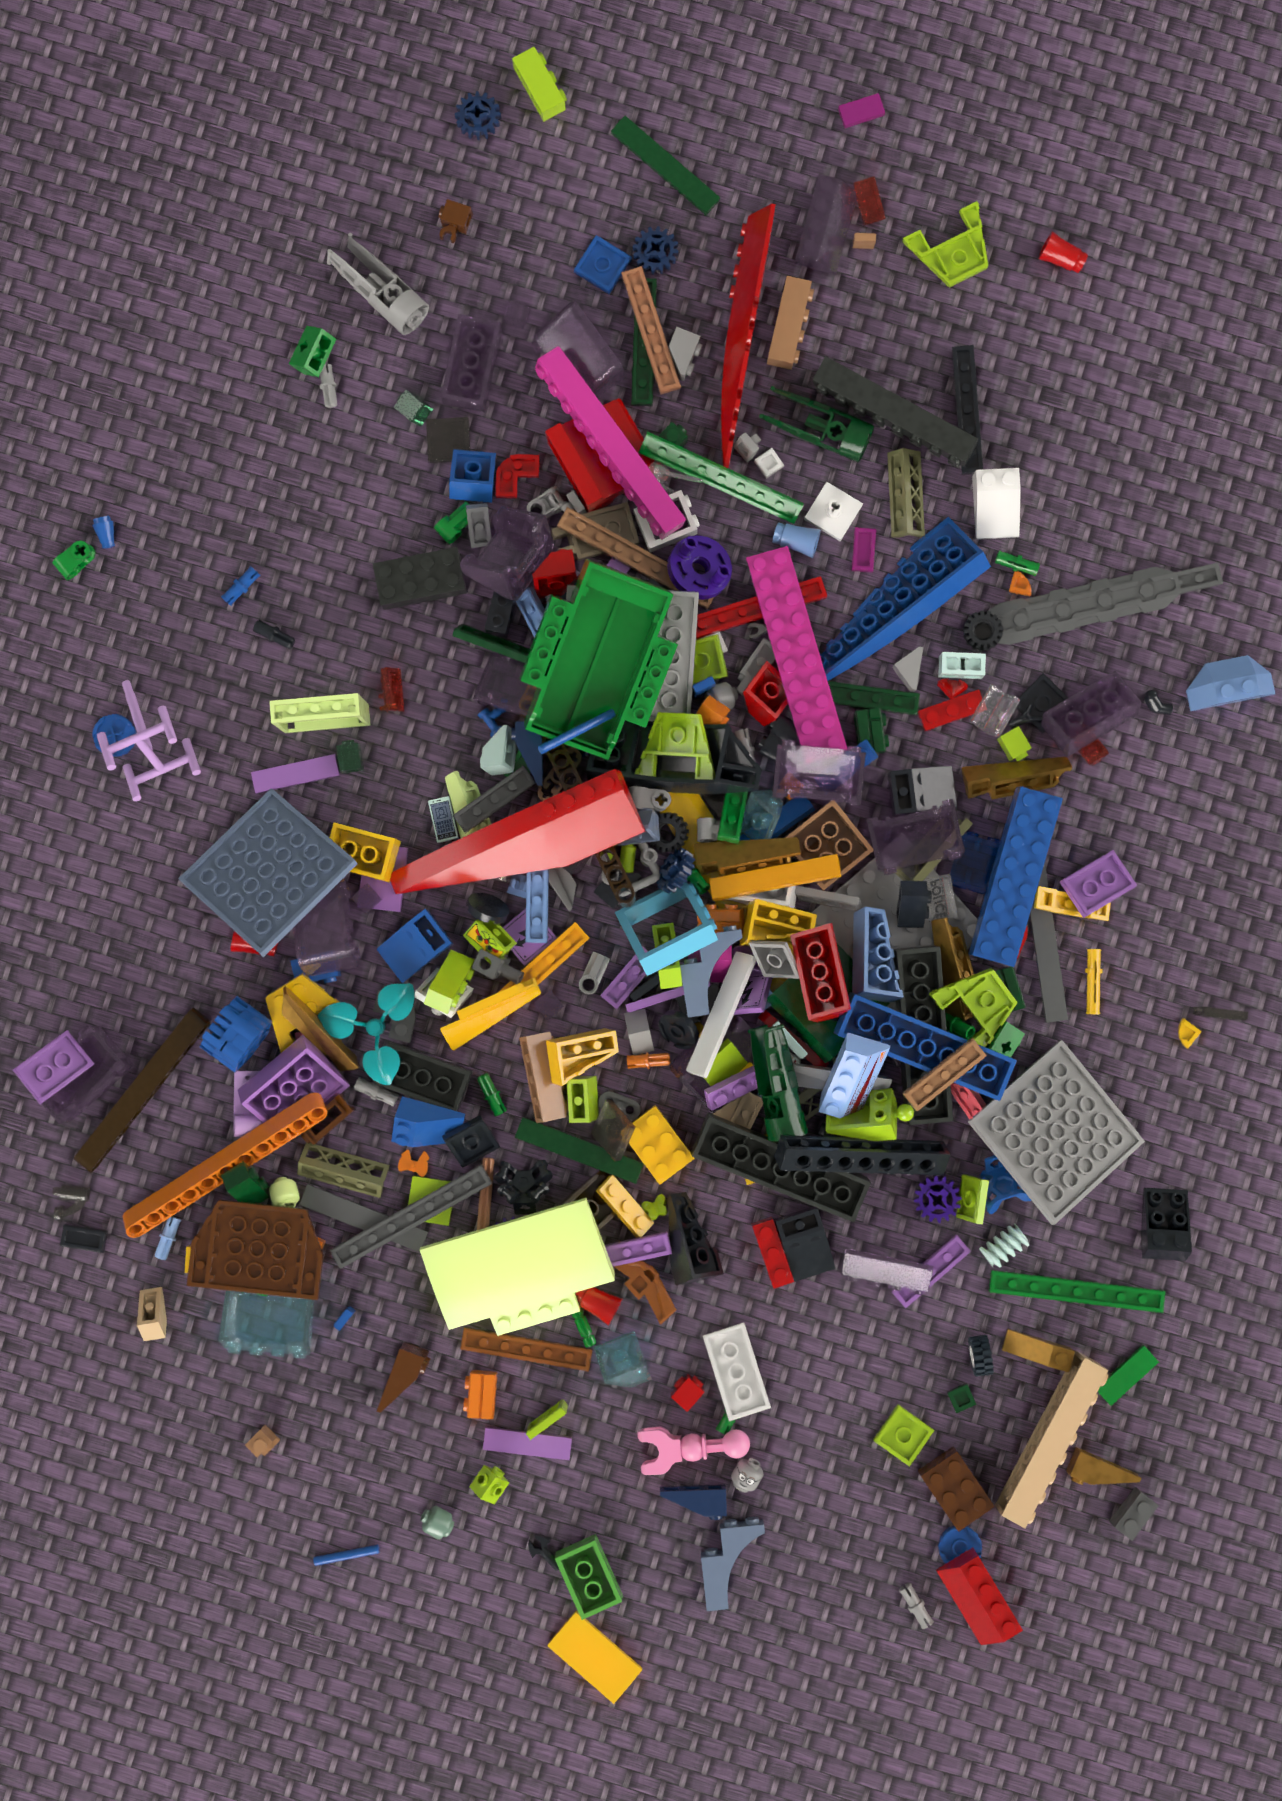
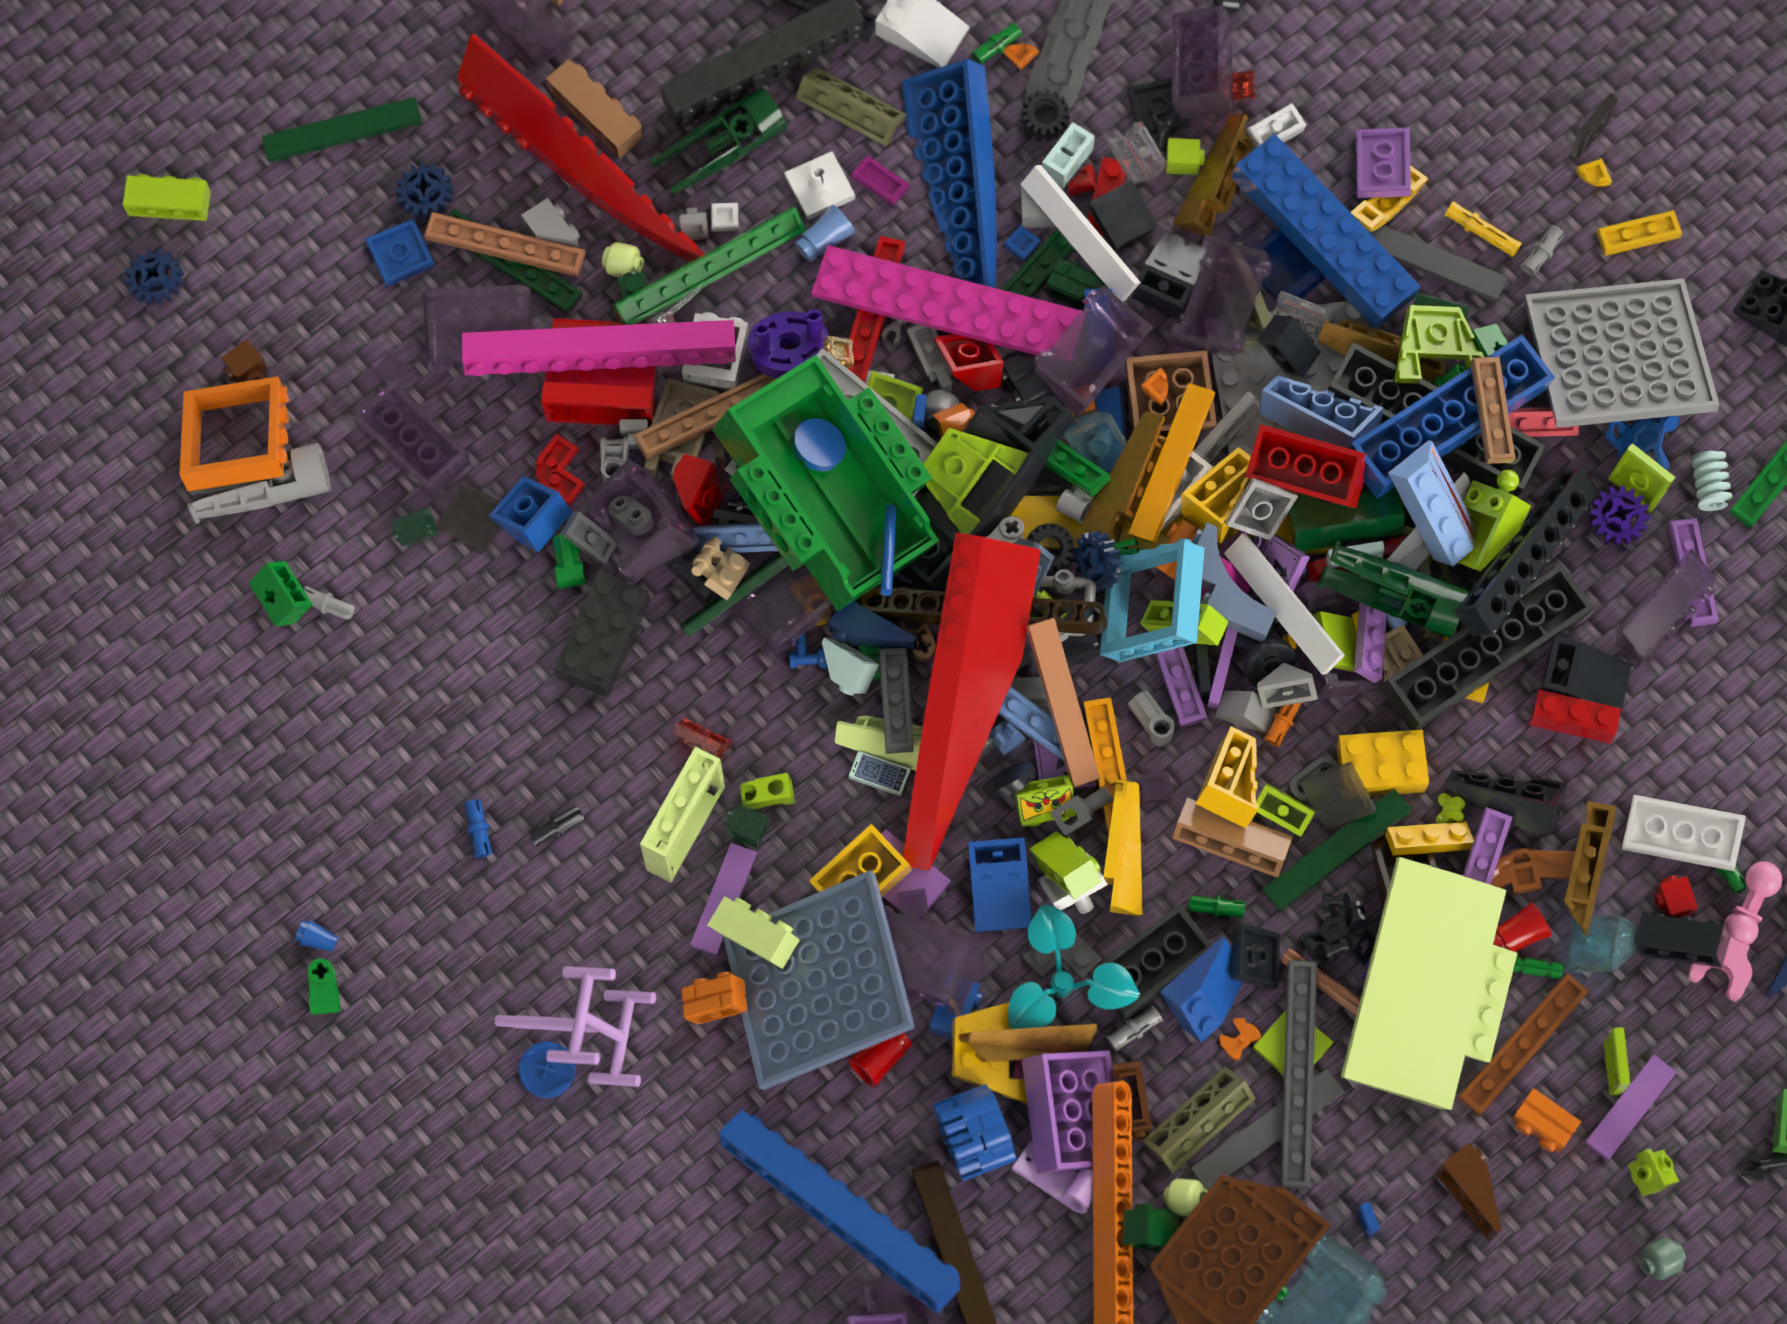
camera: 65 degrees left, 15 degrees down
(127, 983) = (840, 1210): none -> blue brick
(220, 812) = (714, 998): none -> orange brick
(276, 809) = (754, 931): none -> yellowish green brick
(383, 216) = (238, 470): none -> orange window
(383, 756) = (767, 791): none -> lime leg
(508, 632) = (728, 570): none -> tan plate
(512, 538) = (631, 515): none -> dark grey plate
(557, 910) = (1062, 702): none -> nougat tile
(622, 636) = (818, 444): none -> blue tile
(657, 1414) = (1682, 939): none -> black brick
(667, 1050) = (1286, 686): none -> light grey slope
(671, 1323) = (1589, 863): none -> pearl gold wedge
(690, 415) = (622, 259): none -> yellowish green head
(713, 603) = (840, 349): none -> clear yellow tile
(824, 833) = (1156, 386): none -> orange tile
(879, 675) = (1022, 243): none -> blue tile
(905, 710) = (1080, 233): none -> white tile
(941, 730) = (1122, 215): none -> black tile
(1077, 794) = (1284, 123): none -> white slope
(1104, 1031) = (1542, 250): none -> light grey pin
(1161, 1089) = (1639, 233): none -> yellow tile

